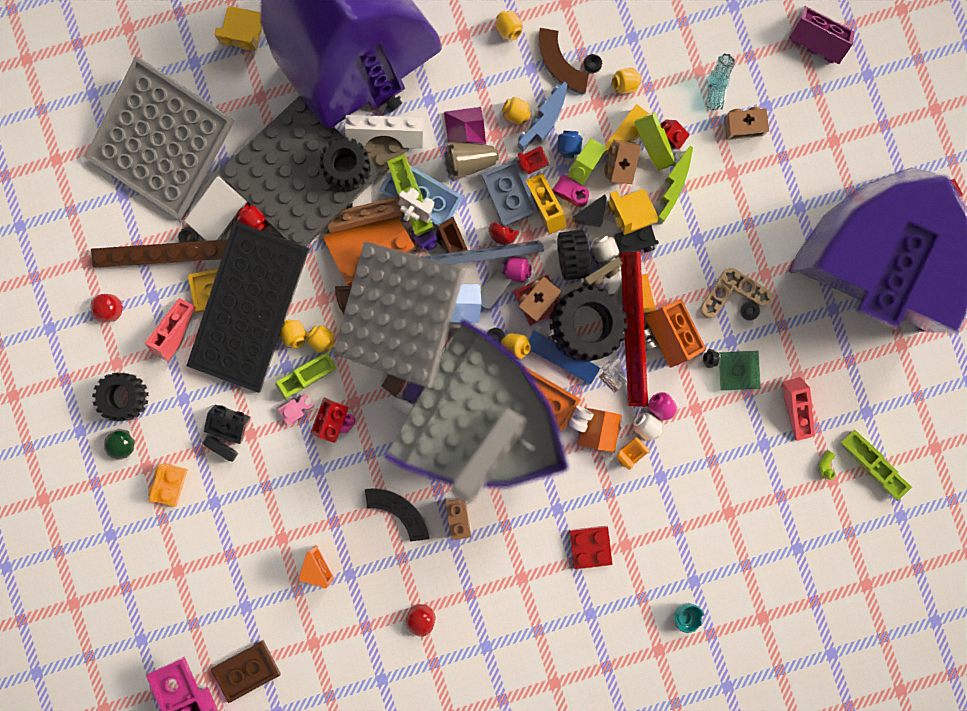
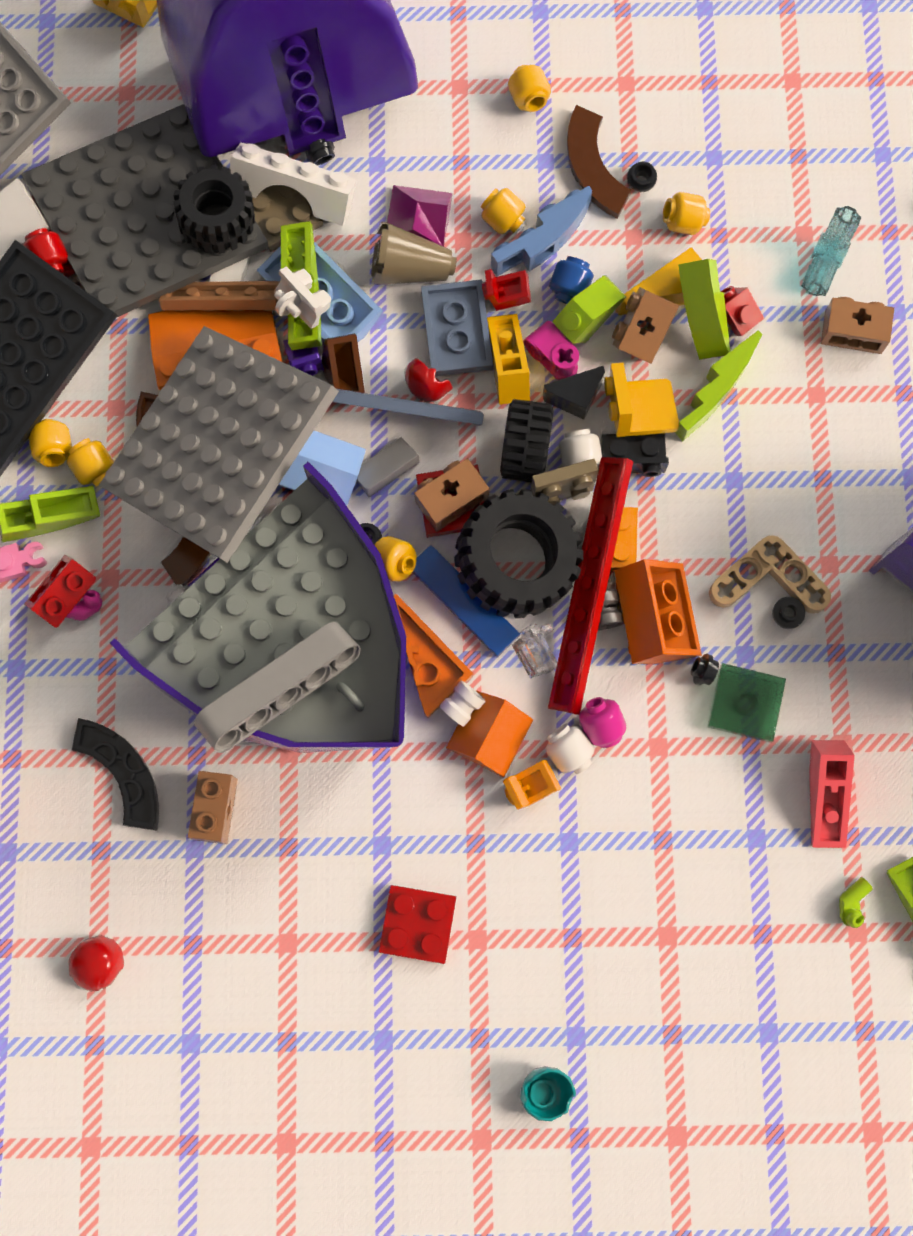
camera: 15 degrees right, 10 degrees down
(517, 269) = (433, 443): dark pink head -> none

